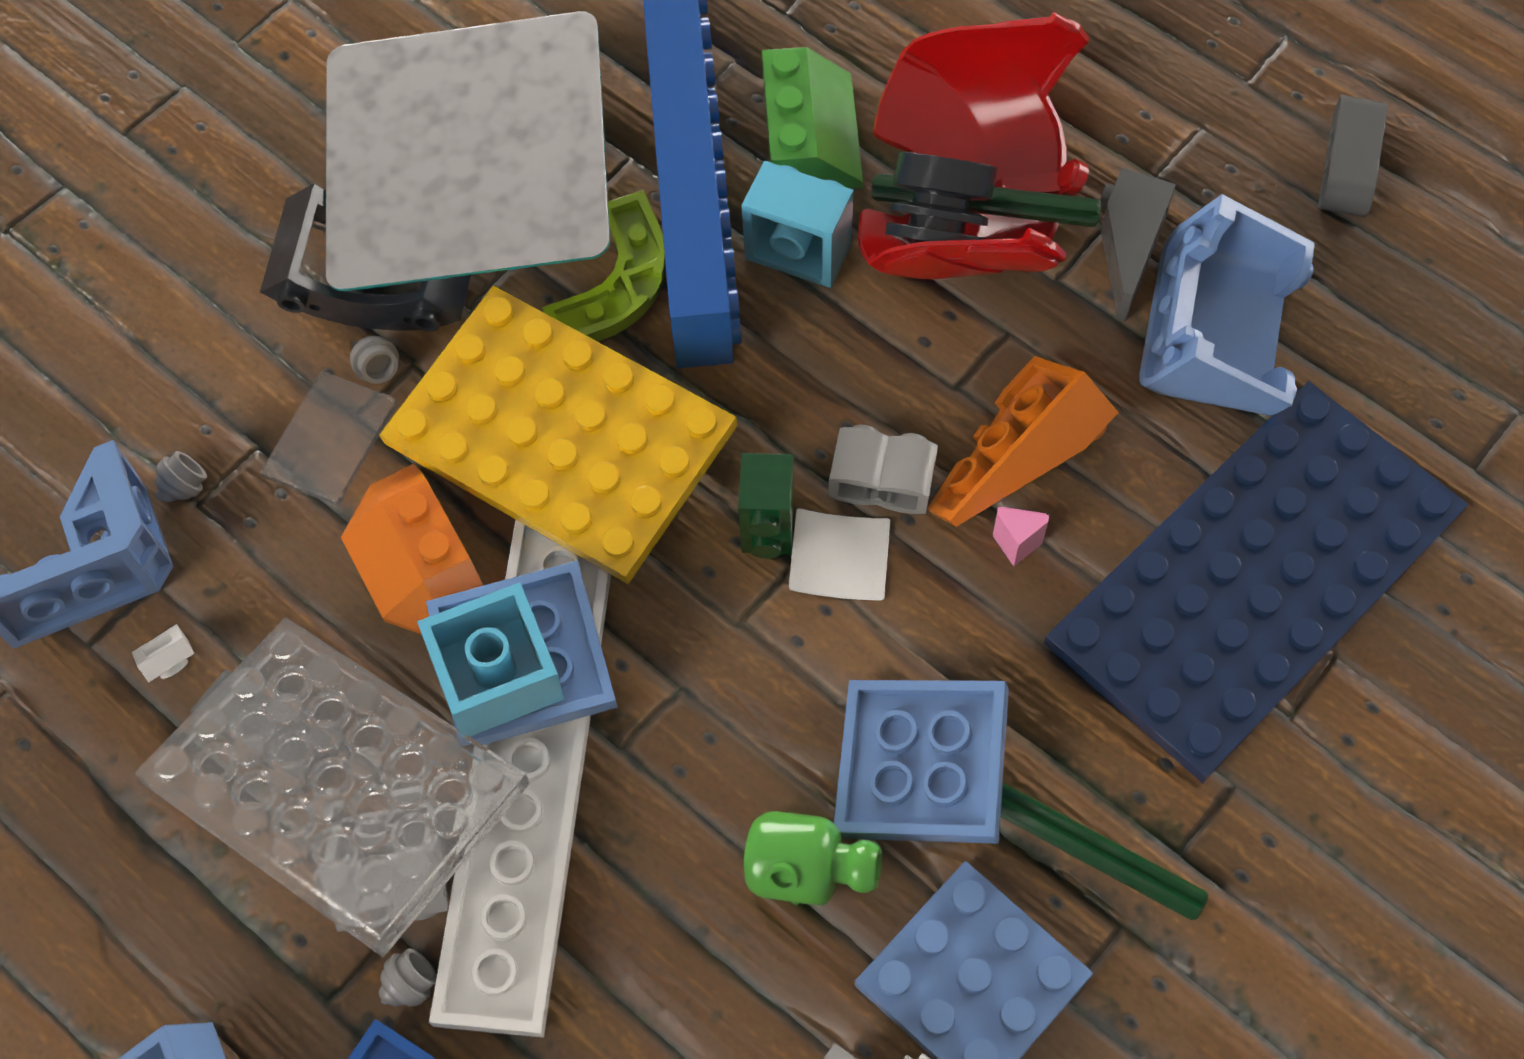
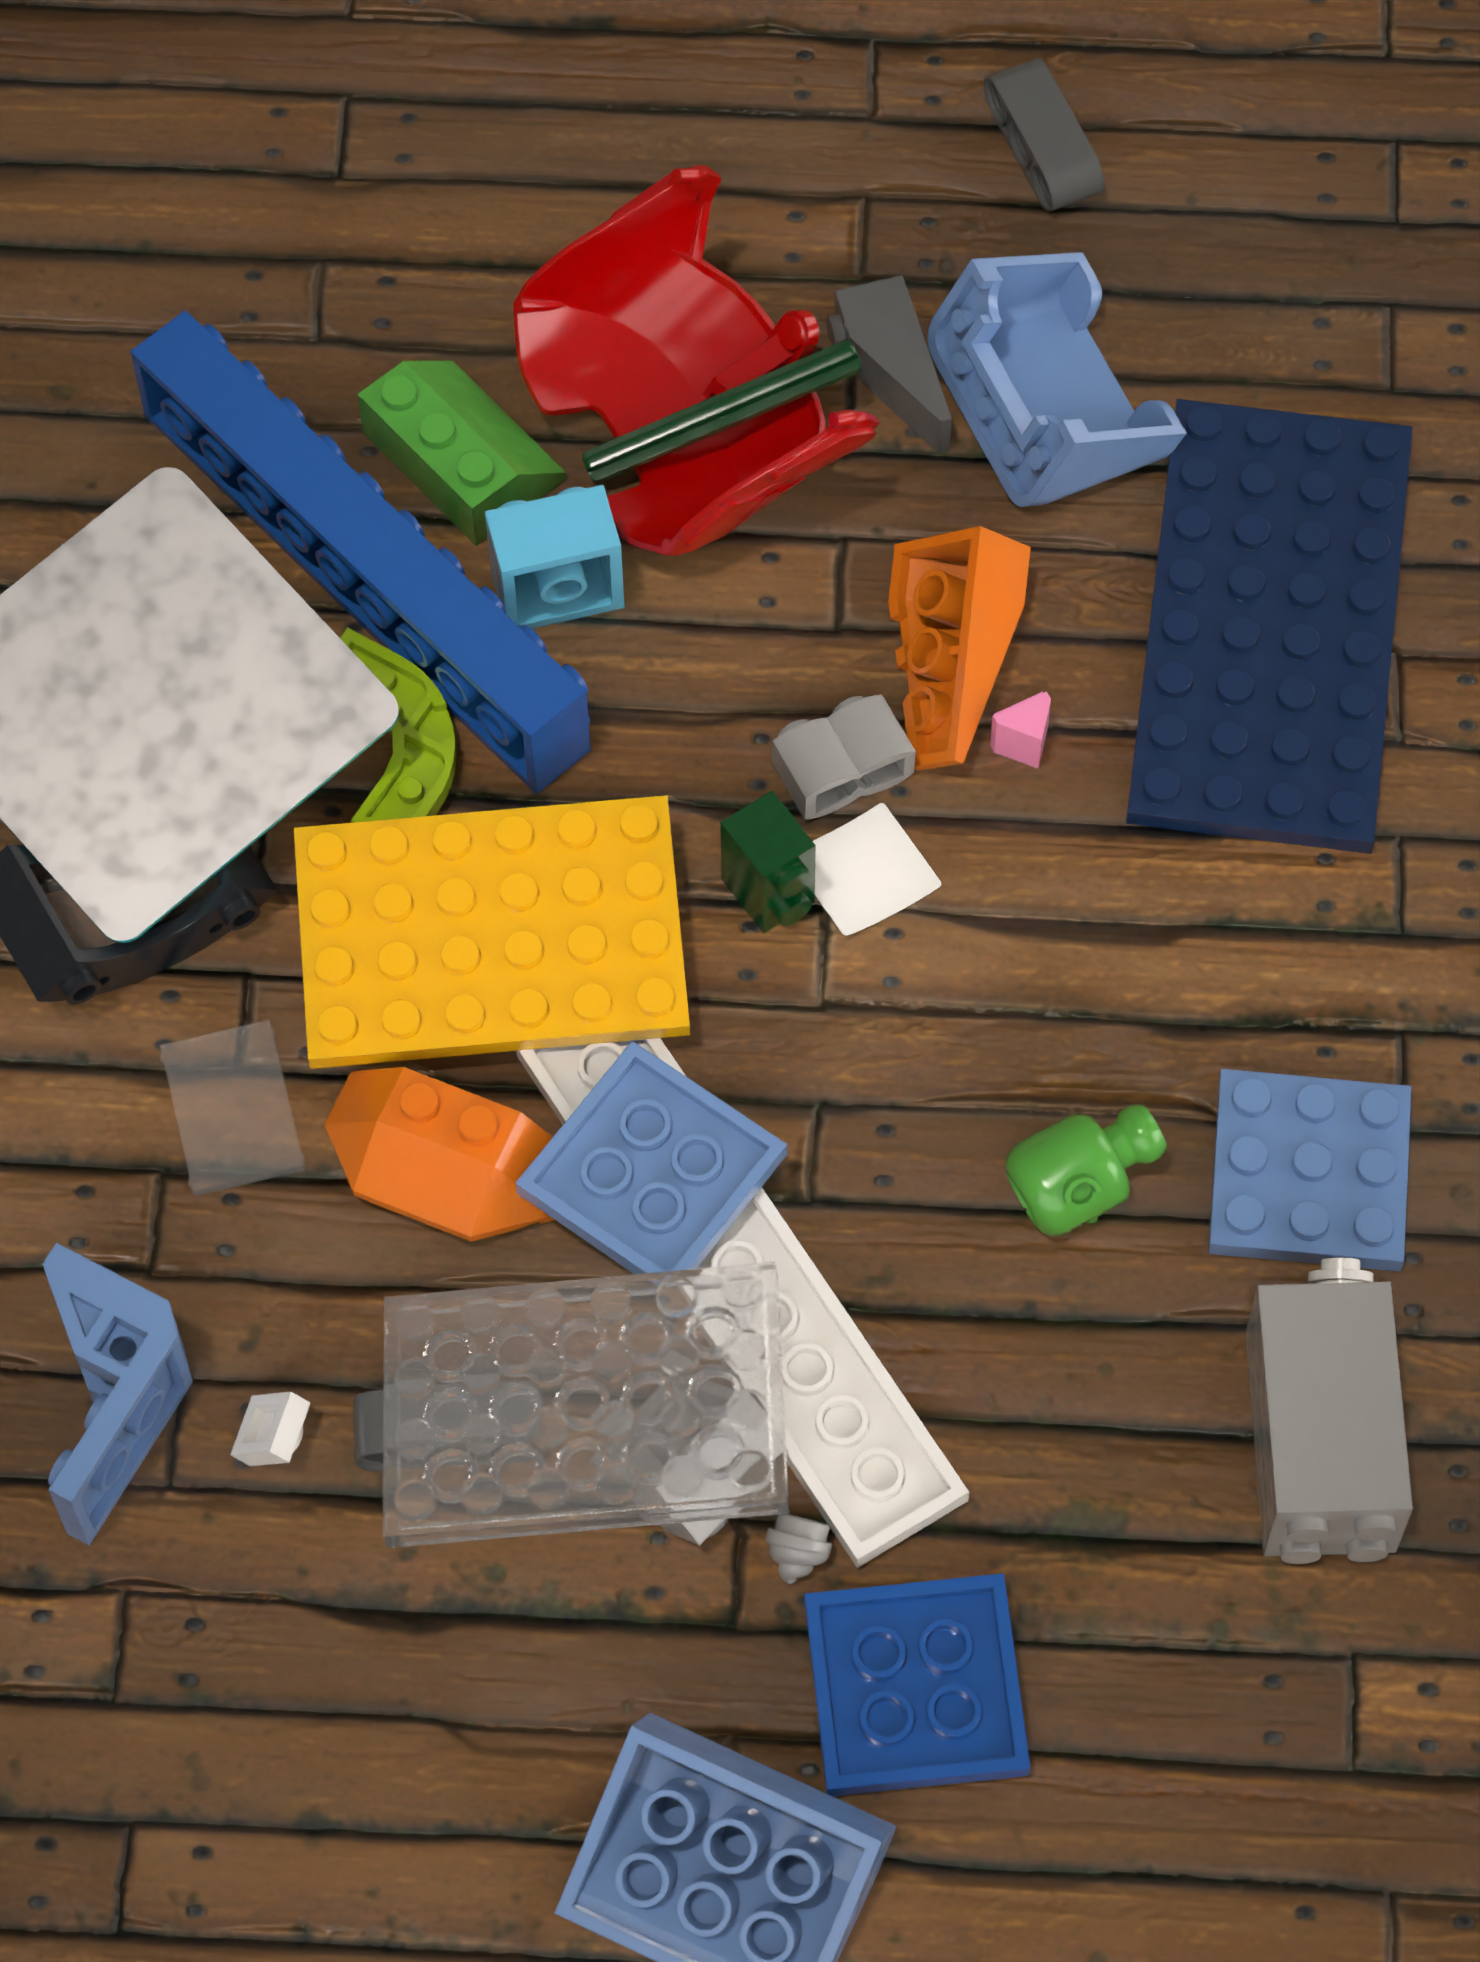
camera: 40 degrees left, 0 degrees up
(178, 478) = (115, 1250): light grey plate -> none
(374, 359) = (213, 993): light grey plate -> none
(491, 660) = (651, 1181): medium azure brick -> none
(922, 761) = (1112, 1002): medium blue plate -> none
(940, 197) = (695, 440): black wheel -> none
(1102, 853) = (1307, 980): dark green axle -> none

